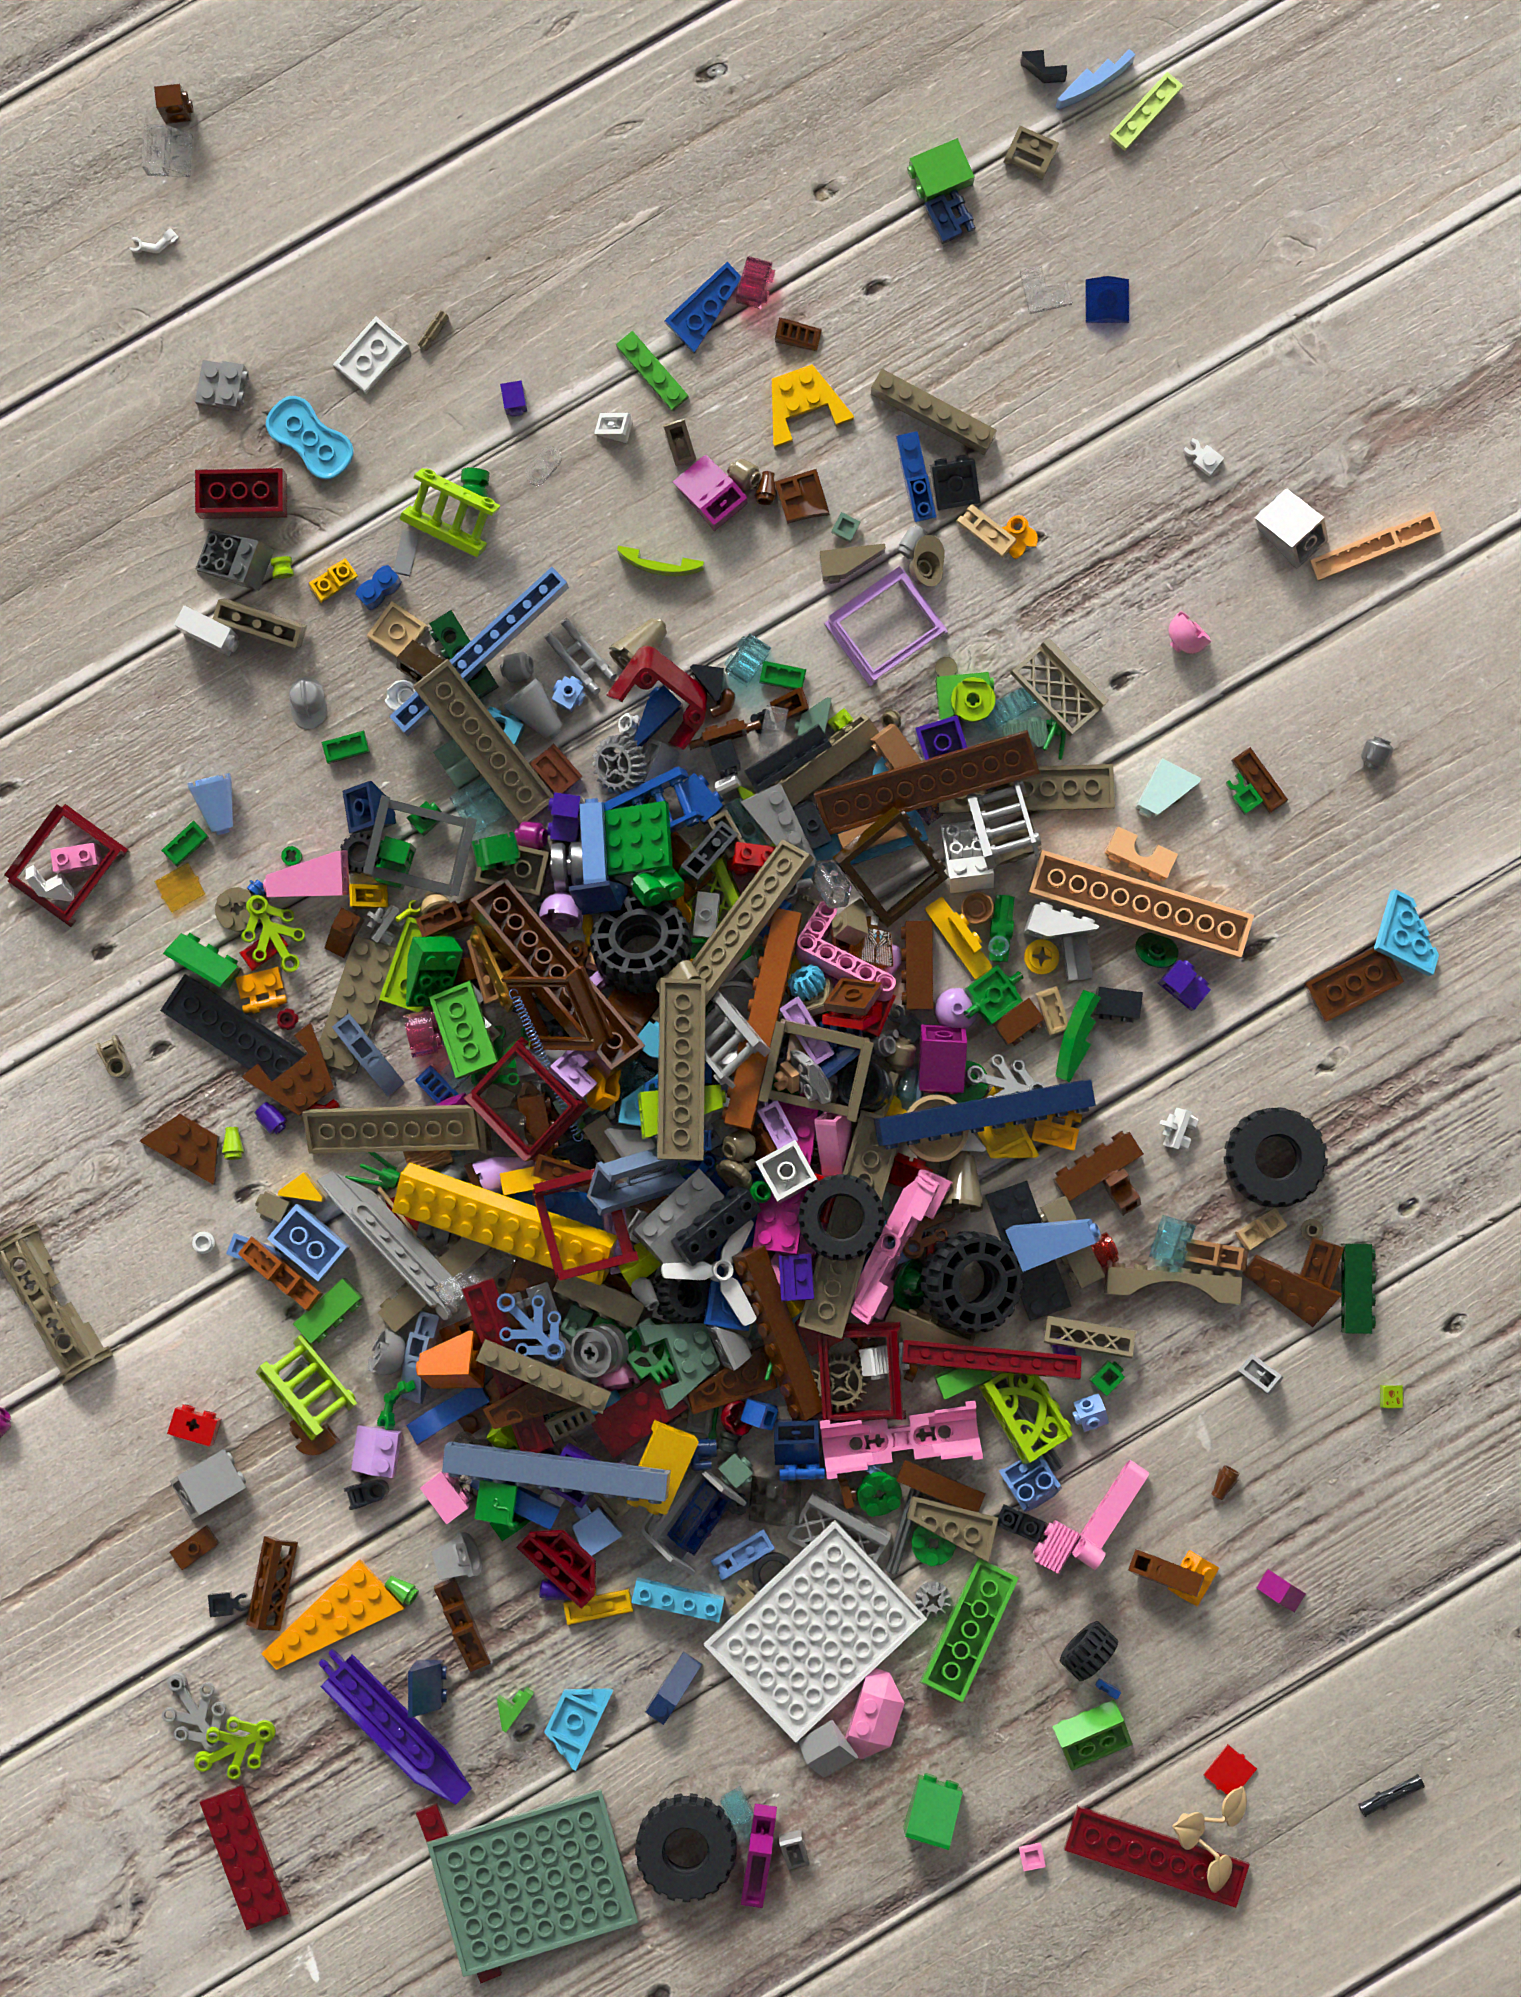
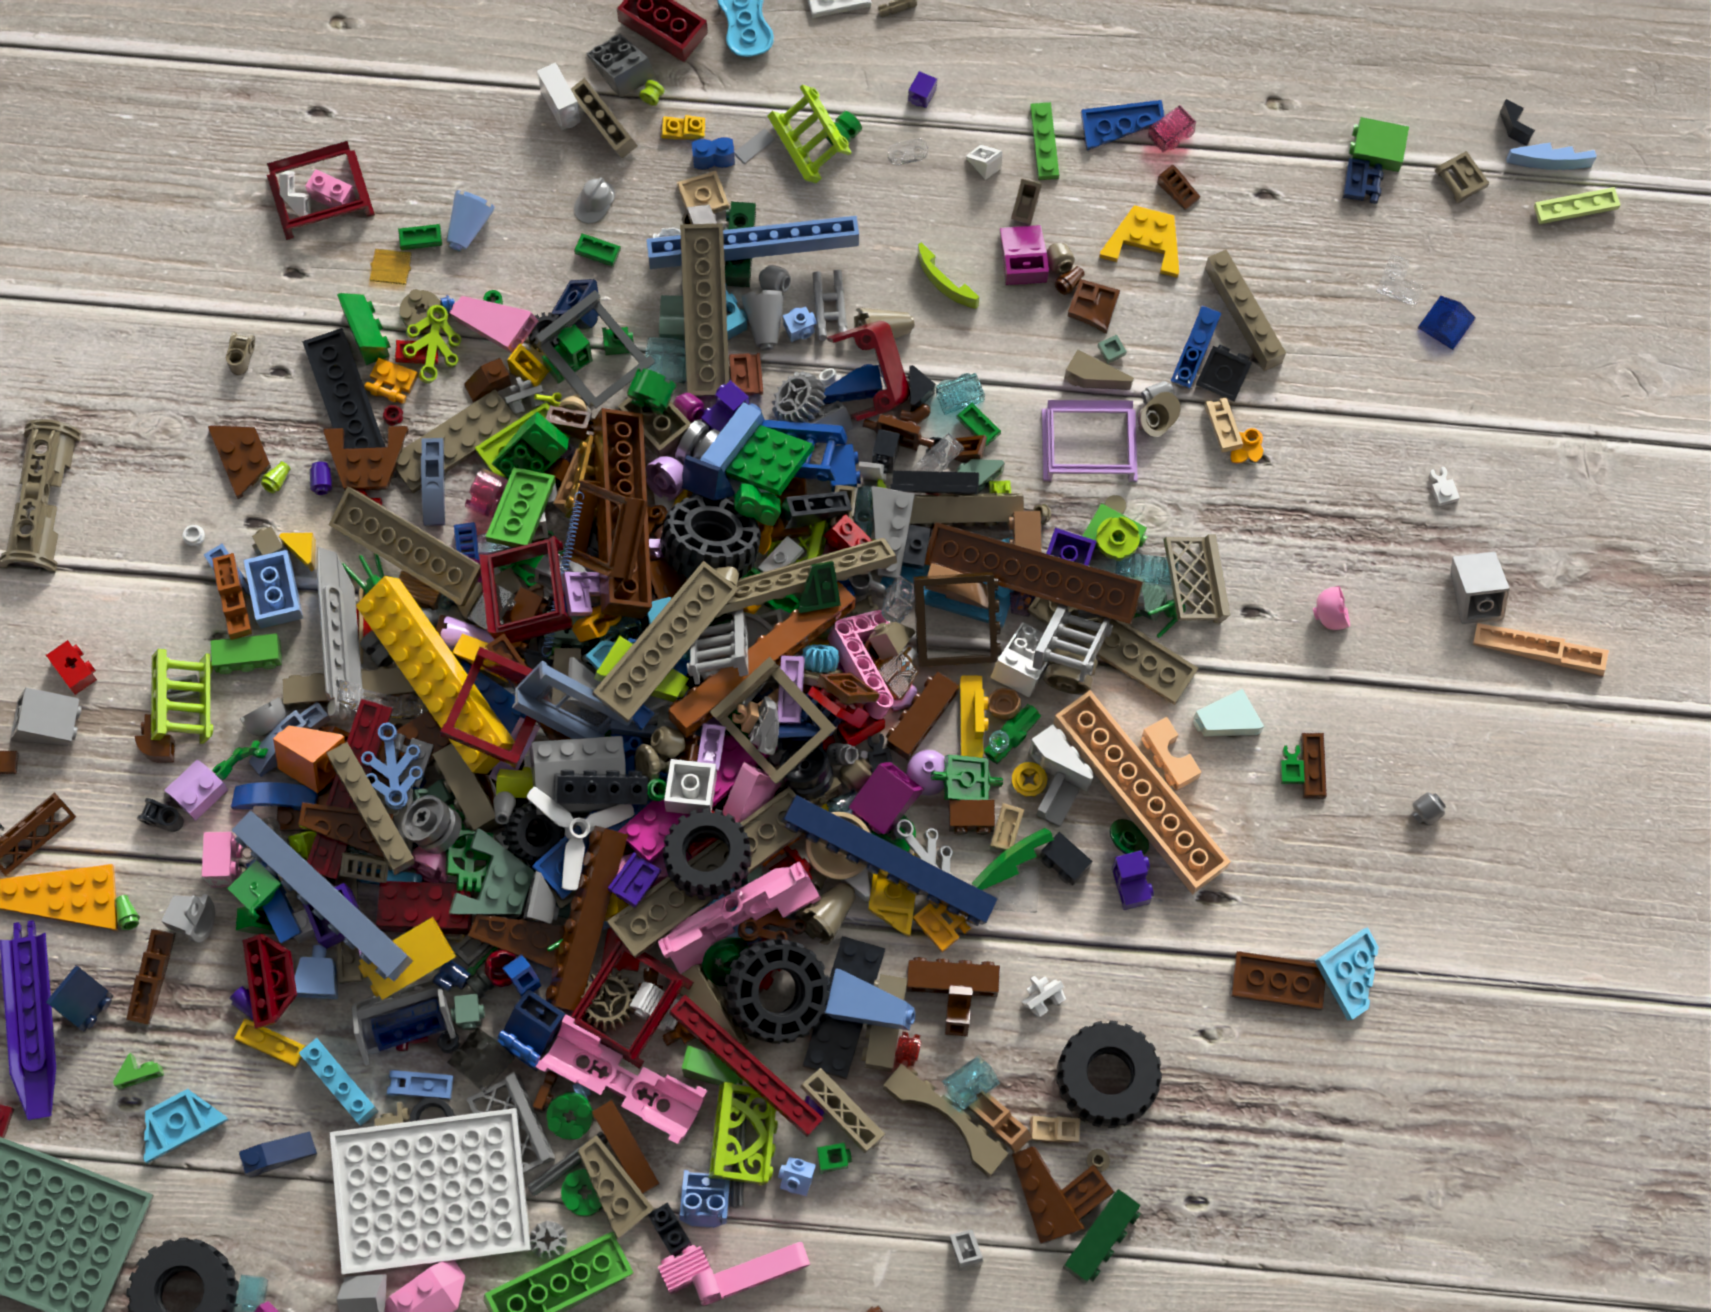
camera: 30 degrees right, 15 degrees down
(769, 929) = (820, 588): none -> dark green wing

